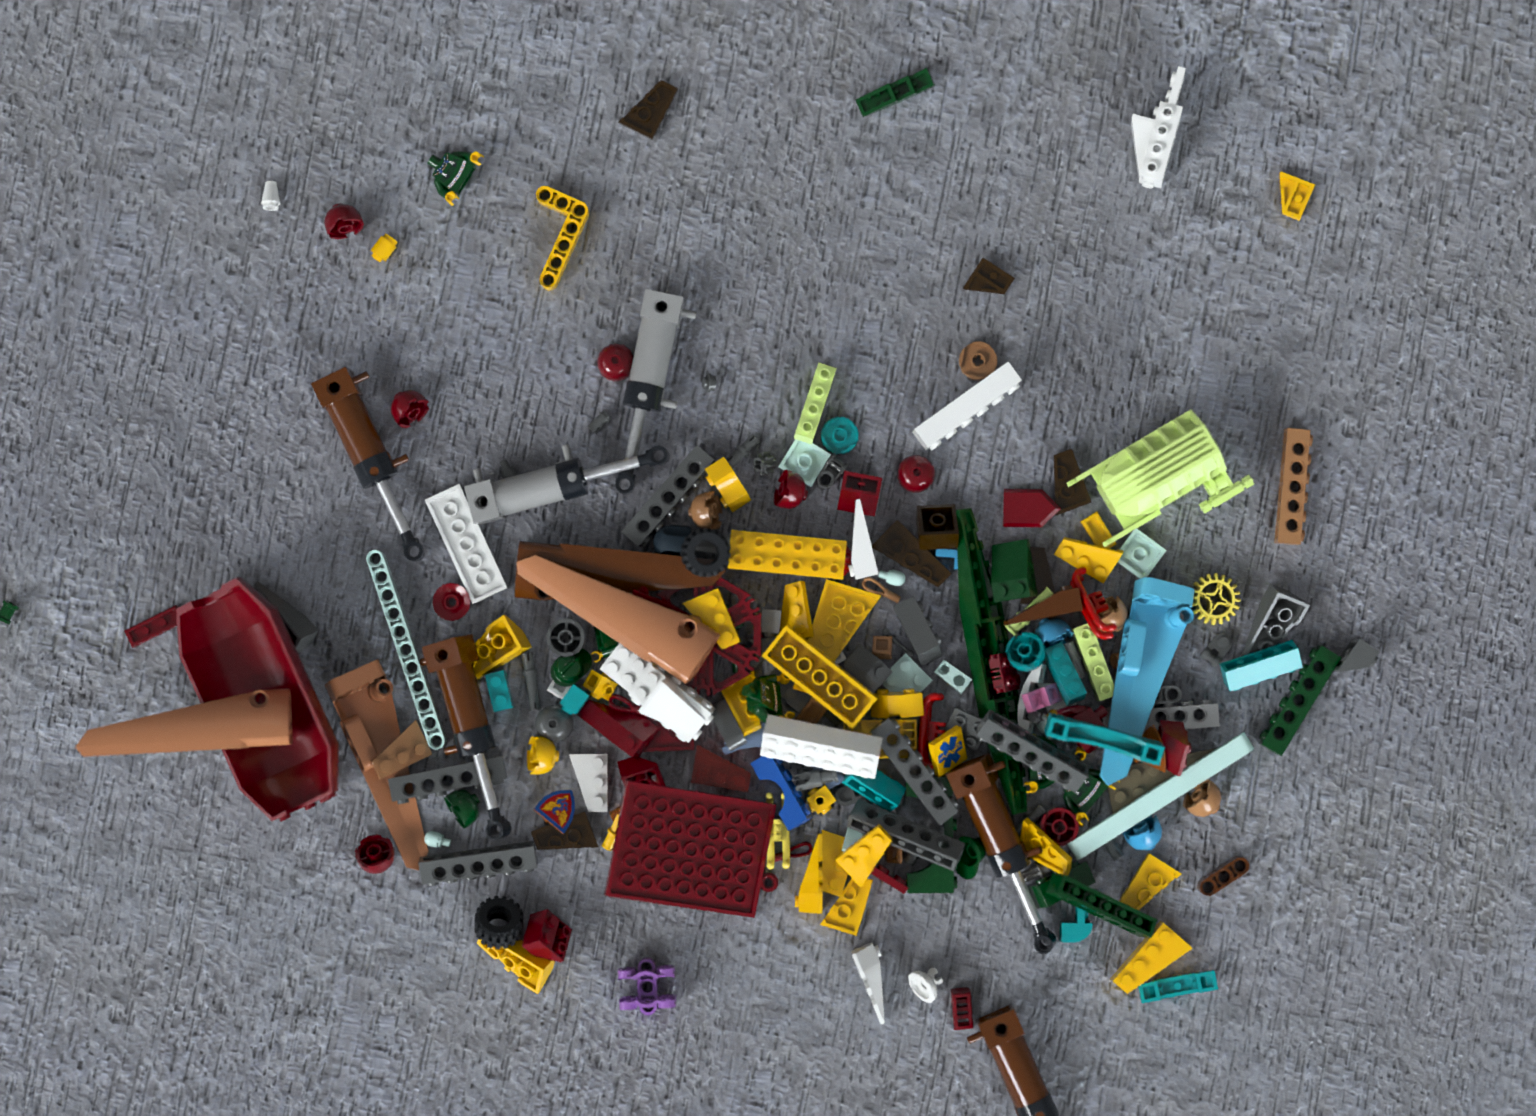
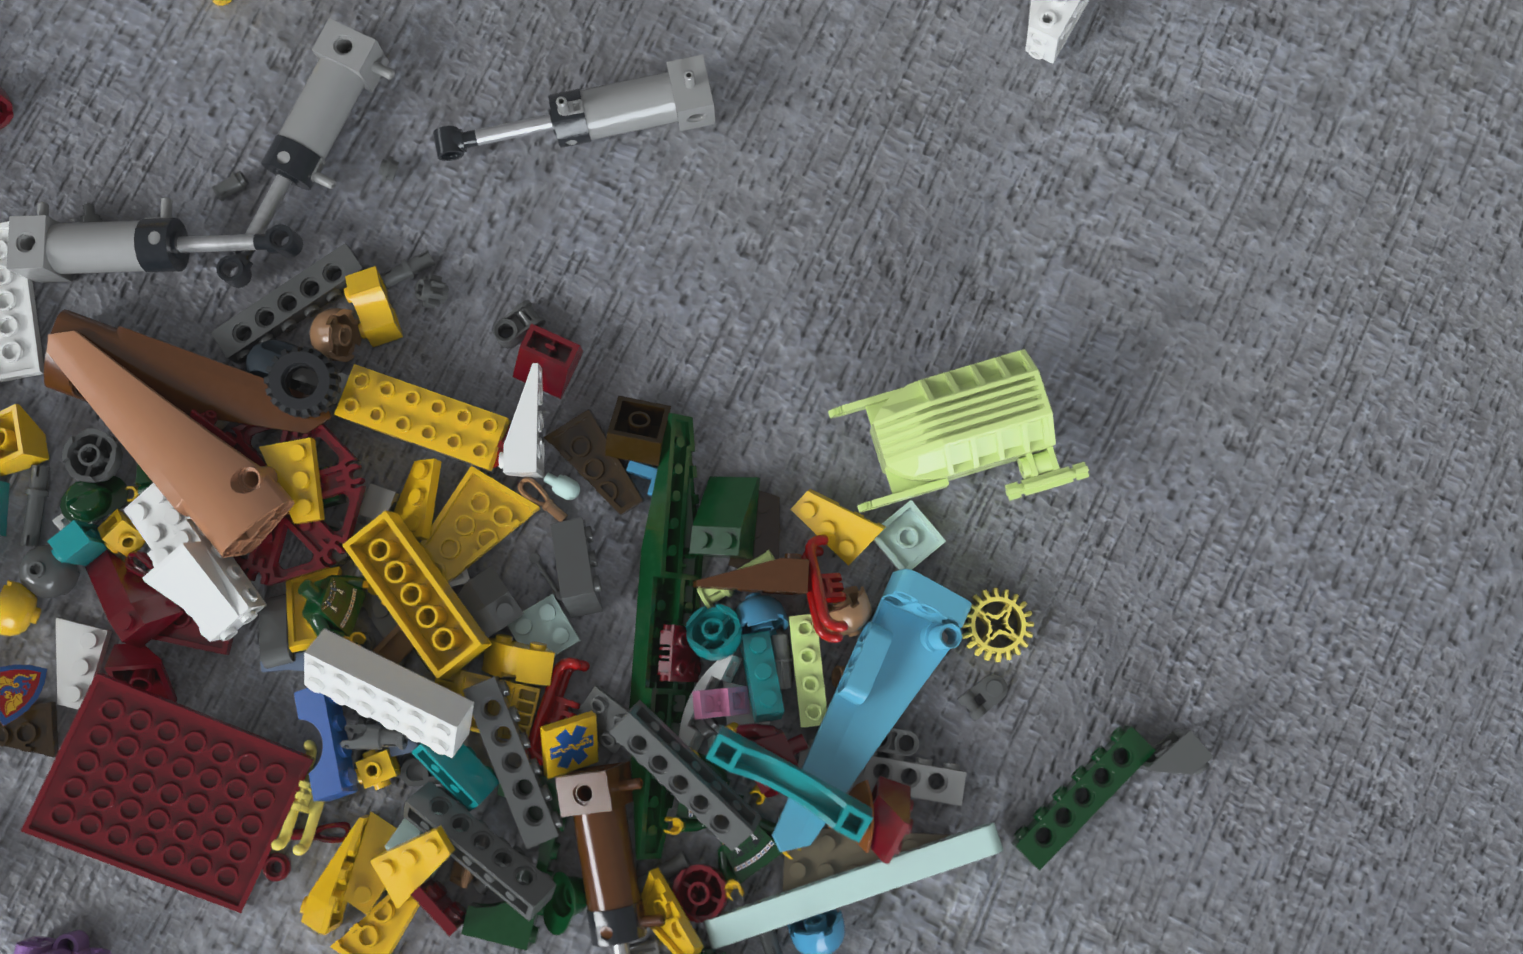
camera: 15 degrees right, 5 degrees down
(615, 362) = (269, 111): dark red cylinder -> none
(718, 772) = (249, 693): clear red wedge -> none
(791, 490) = (455, 335): dark red cylinder -> none
(805, 460) = (485, 300): light aqua plate -> none
(815, 403) = (518, 227): yellowish green brick -> none
(837, 312) = (604, 111): none -> light grey piece
(839, 435) = (544, 280): teal tile -> none
(882, 647) = (523, 578): medium nougat slope -> none
(908, 478) = (631, 355): dark red cylinder -> none
(953, 676) = (609, 643): light aqua leg -> none
(966, 406) = (721, 280): white brick -> none
(972, 351) = (767, 221): medium nougat plate -> none
(989, 279) = (795, 124): dark brown wing -> none
(1027, 508) = (770, 438): dark red tile -> none
(1065, 470) = (836, 434): dark brown wing -> none
(1097, 530) = (858, 491): yellow tile -> none
(1204, 799) = (914, 905): medium nougat cylinder -> none
(1261, 665) = (1040, 734): brick -> none
(1274, 618) = (1072, 674): dark grey wedge -> none
(1282, 533) = (1170, 436): medium nougat brick -> none
(1294, 195) = (1229, 113): yellow wing -> none

